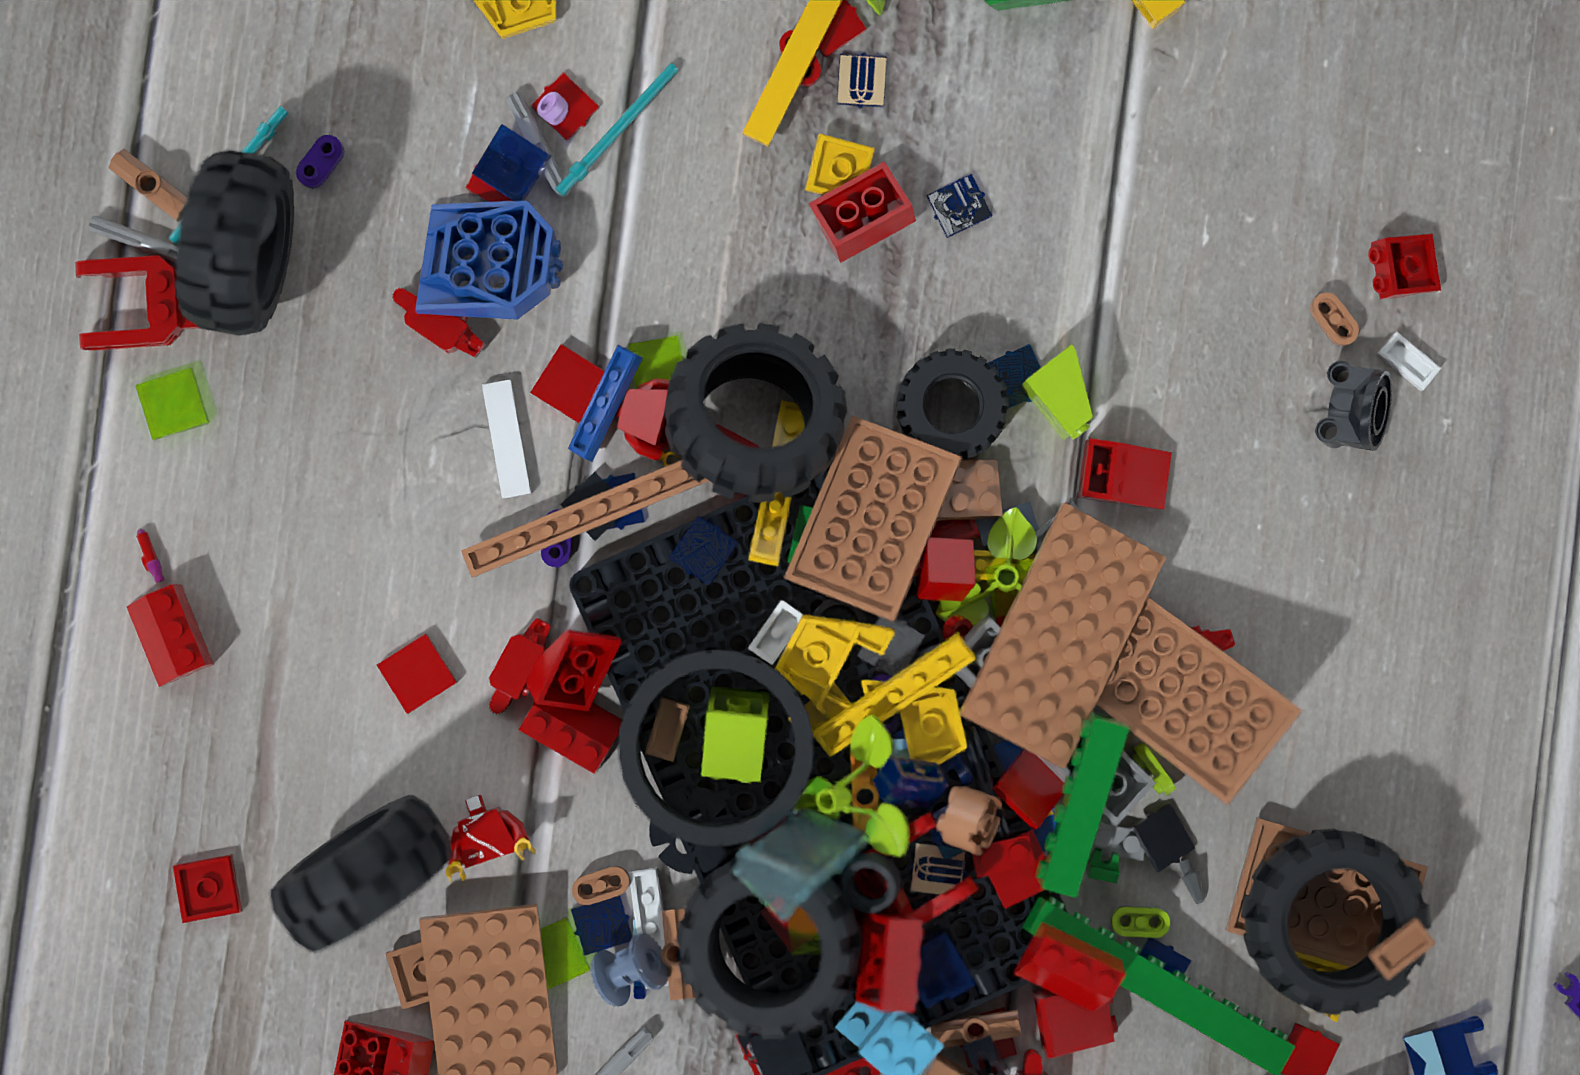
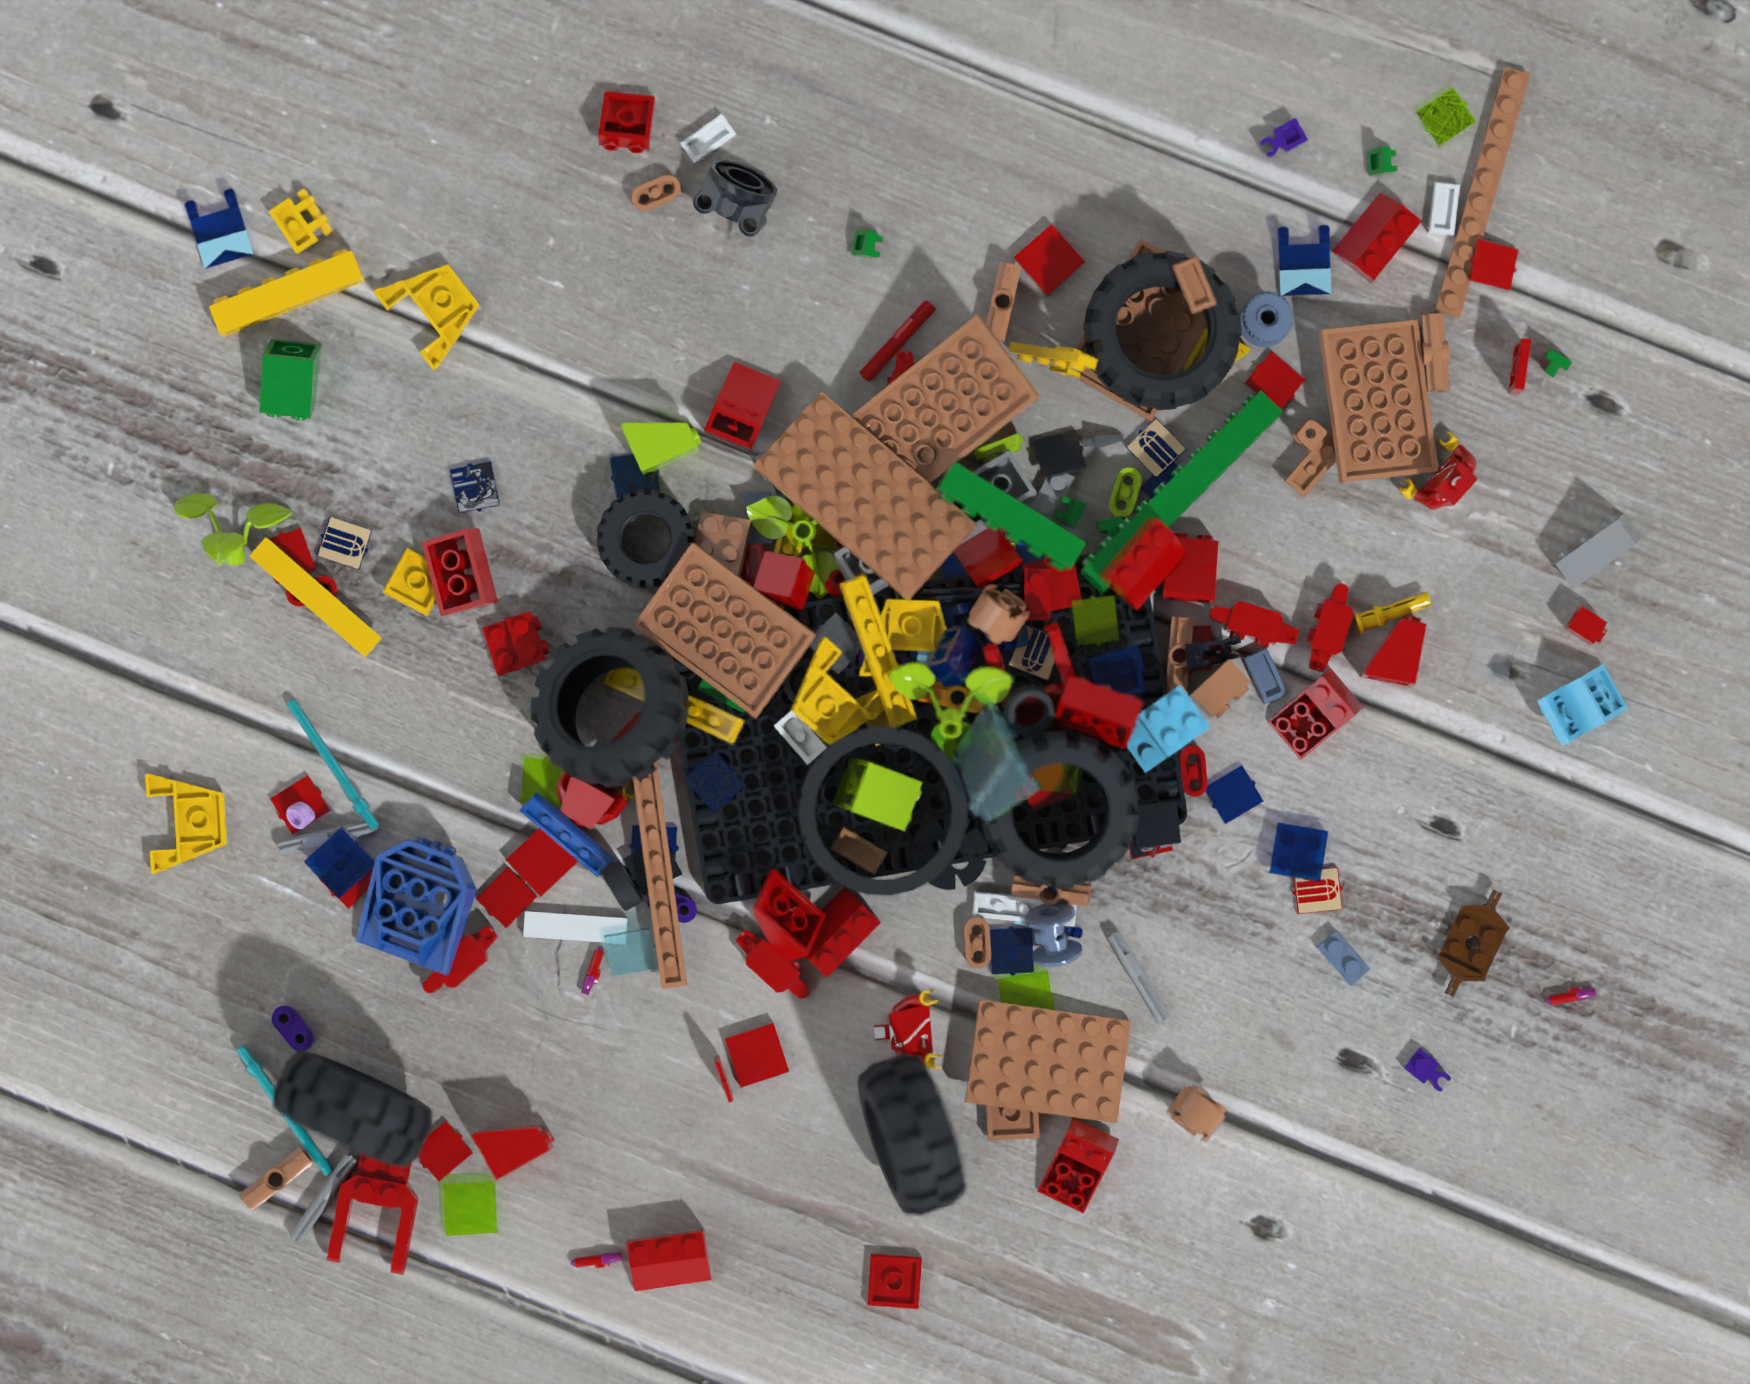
camera: 75 degrees left, 0 degrees up
(227, 359) = (443, 1151): none -> red piece
(246, 431) = (512, 1147): none -> red slope
(379, 644) = (724, 1080): none -> red piece
(462, 471) = (593, 971): none -> piece
(494, 505) = (630, 951): none -> clear light blue piece
(520, 356) = (506, 897): none -> red piece
(563, 477) = (621, 885): none -> black tyre
(800, 294) = (515, 643): none -> red plate
(990, 927) = (1095, 620): none -> clear neon green piece
(1098, 914) = (1109, 525): none -> green tile
(1153, 117) = (442, 301): none -> yellow wing
(1198, 943) = (1156, 448): none -> piece
(1241, 626) = (897, 340): none -> red axle
(1273, 814) = (1061, 358): none -> yellow plate
(1333, 731) = (1006, 286): none -> nougat piece
(1340, 562) = (864, 243): none -> green tile
(1375, 771) = (1049, 260): none -> red tile
(1387, 1045) = (1277, 309): none -> sand blue hose

